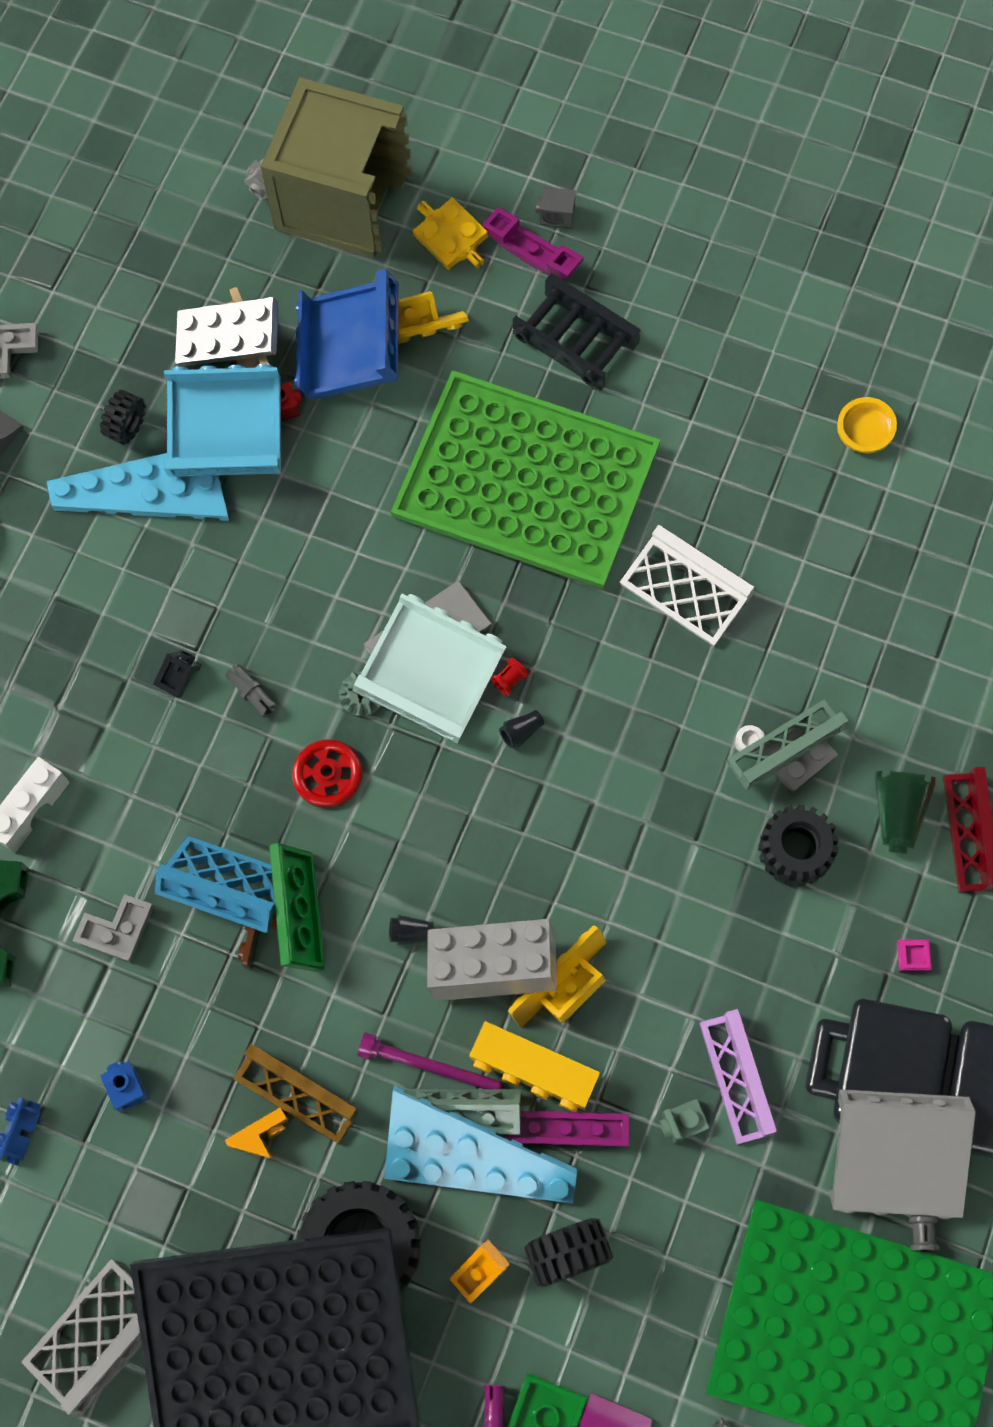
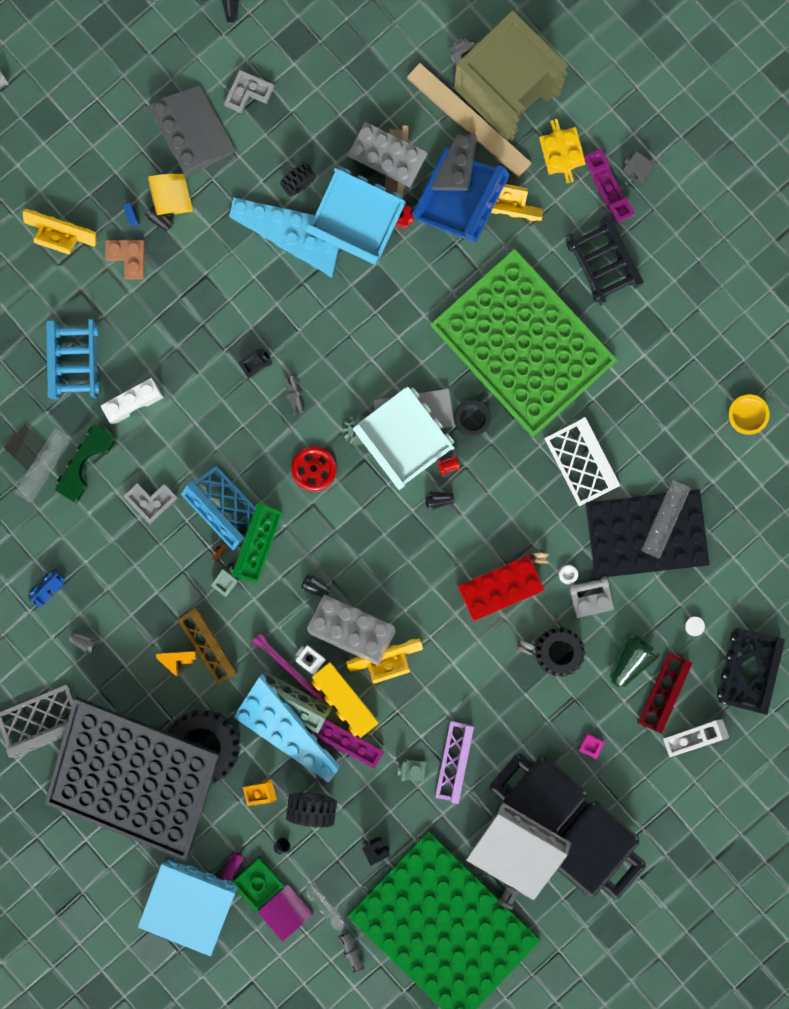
camera: 25 degrees right, 15 degrees up
(109, 1180) = (85, 642): none -> dark grey cone
(124, 1085) = (115, 593): blue brick -> none
(278, 985) = (225, 582): none -> sand green bracket
(309, 252) = (469, 120): none -> tan tile
(325, 306) = (458, 165): none -> dark grey wing
(447, 1024) = (312, 666): none -> white brick
(516, 582) = (485, 411): none -> black tyre
(552, 1337) = (281, 846): none -> black hinge
(667, 1397) = (326, 907): none -> clear hinge
(668, 801) = (500, 588): none -> red brick
(688, 1268) = (374, 852): none -> black hinge
(699, 736) = (539, 558): none -> tan bush
(747, 865) = (525, 647): none -> light grey bush
(789, 749) = (622, 593): sand green fence -> none
(824, 636) = (622, 525): none -> black plate
(838, 600) = (665, 519): none -> clear plate
(957, 723) = (694, 626): none -> white tile

